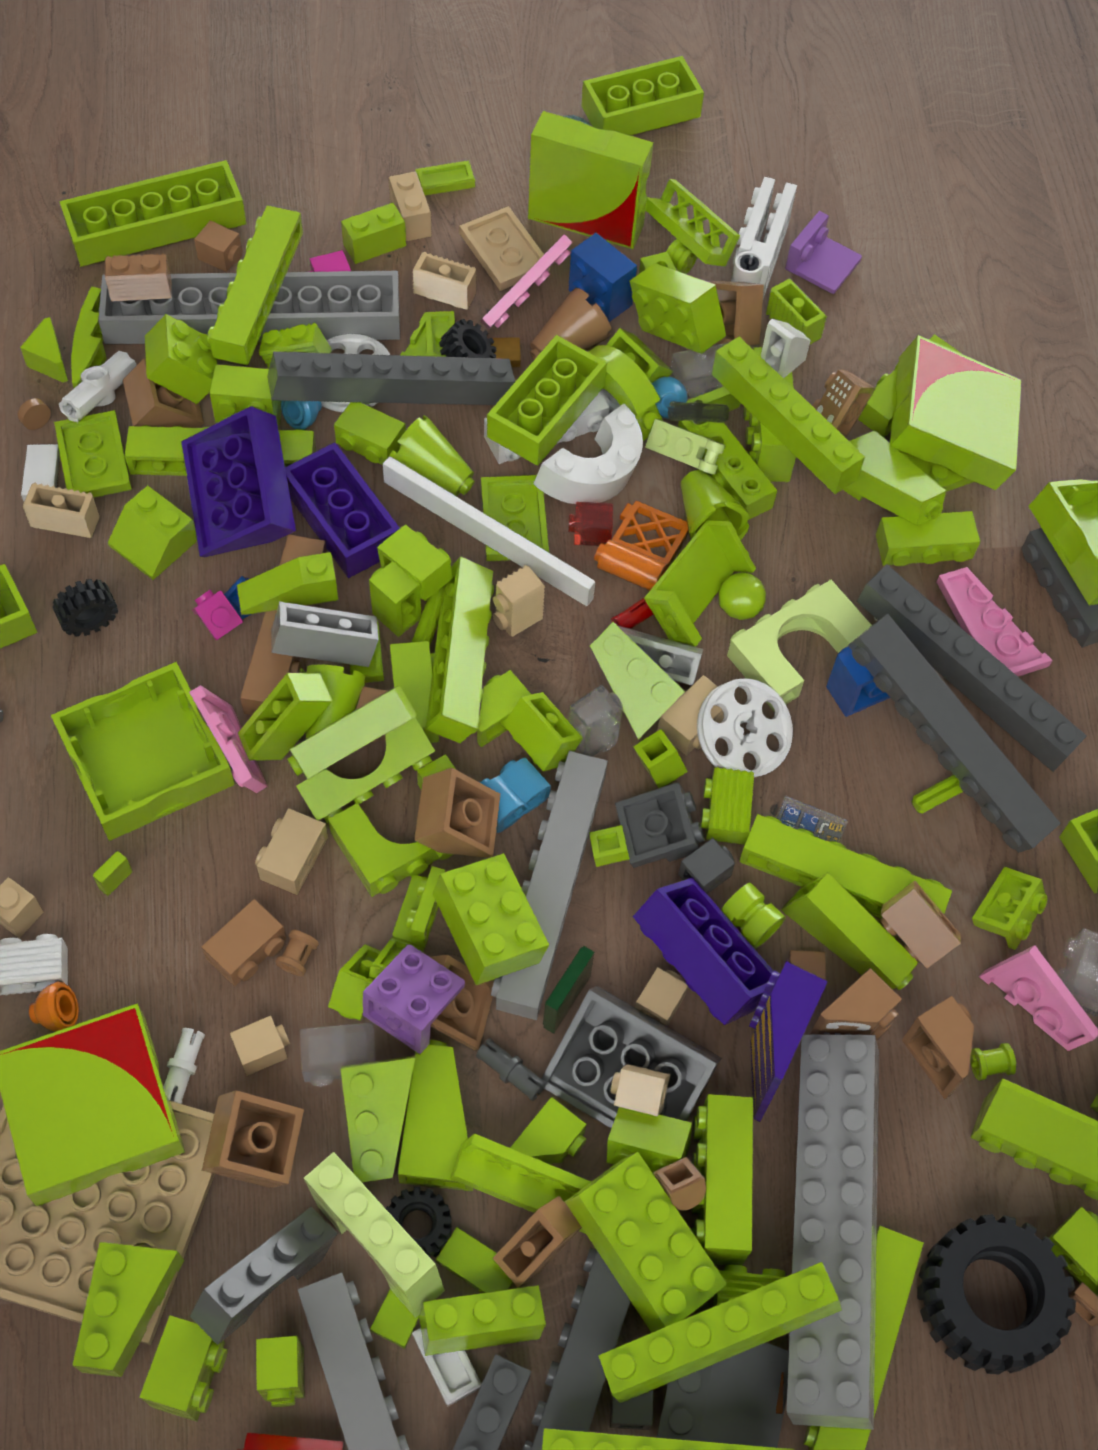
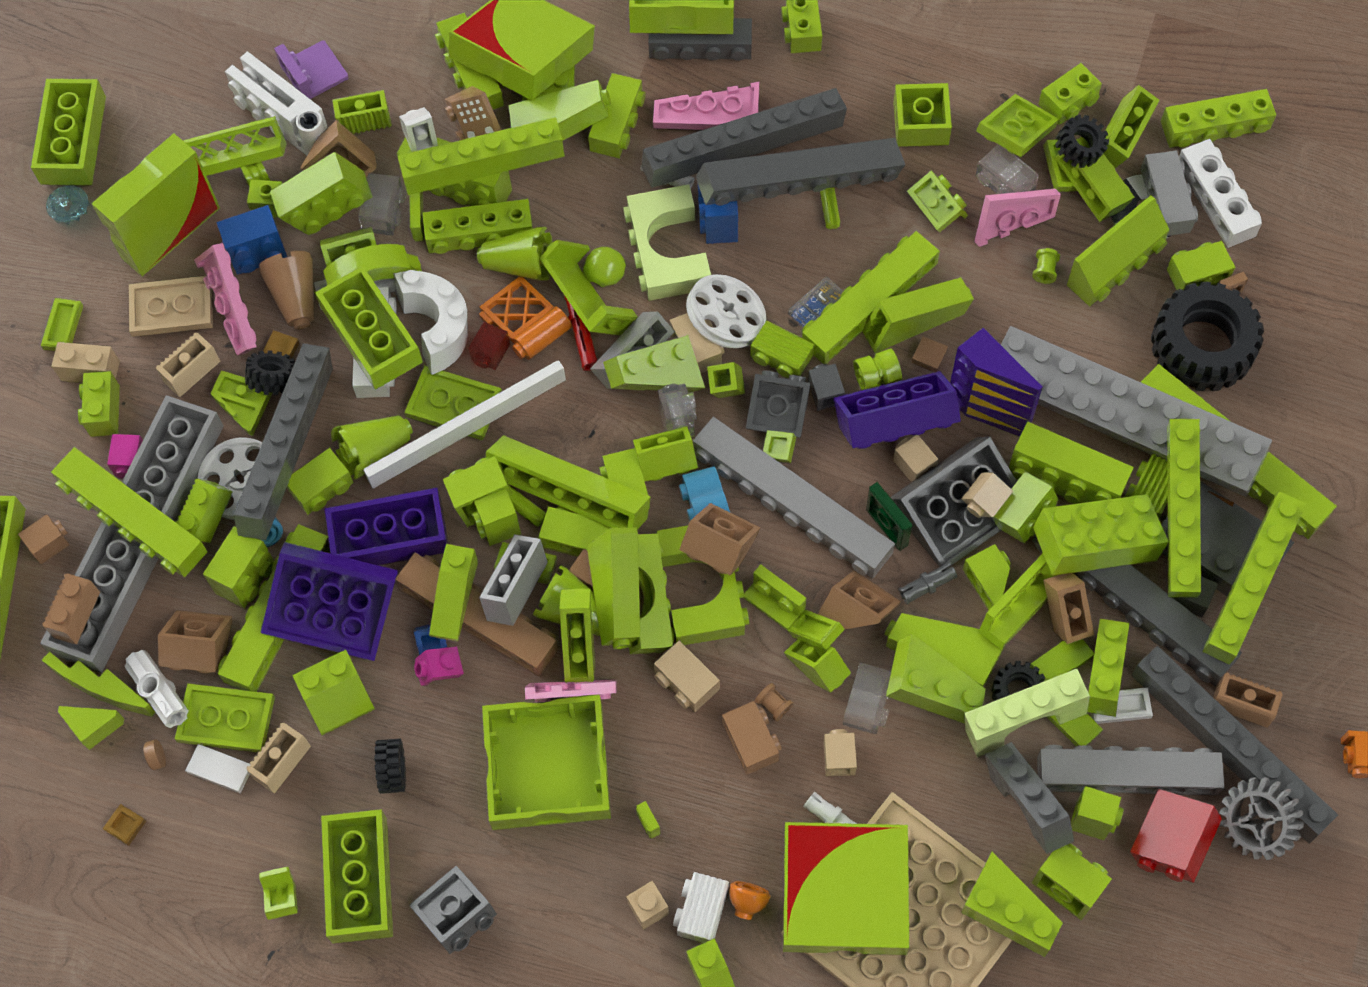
camera: 60 degrees left, 5 degrees up
(179, 359) = (169, 605): lime brick -> none
(253, 1139) = (918, 777): medium nougat brick -> none
(410, 996) = (857, 623): medium lavender bracket -> none
(490, 919) = (819, 544): lime brick -> none
(518, 601) = (543, 425): tan brick -> none
(669, 390) = (396, 235): dark azure brick -> none
(682, 1184) = (1070, 491): medium nougat brick -> none
(684, 446) = (453, 247): yellowish green plate -> none
(698, 412) = (434, 221): clear smoke axle -> none
(861, 1010) = (979, 315): medium nougat slope -> none
(920, 925) = (936, 262): medium nougat brick -> none
(942, 1044) = (1028, 288): medium nougat slope -> none

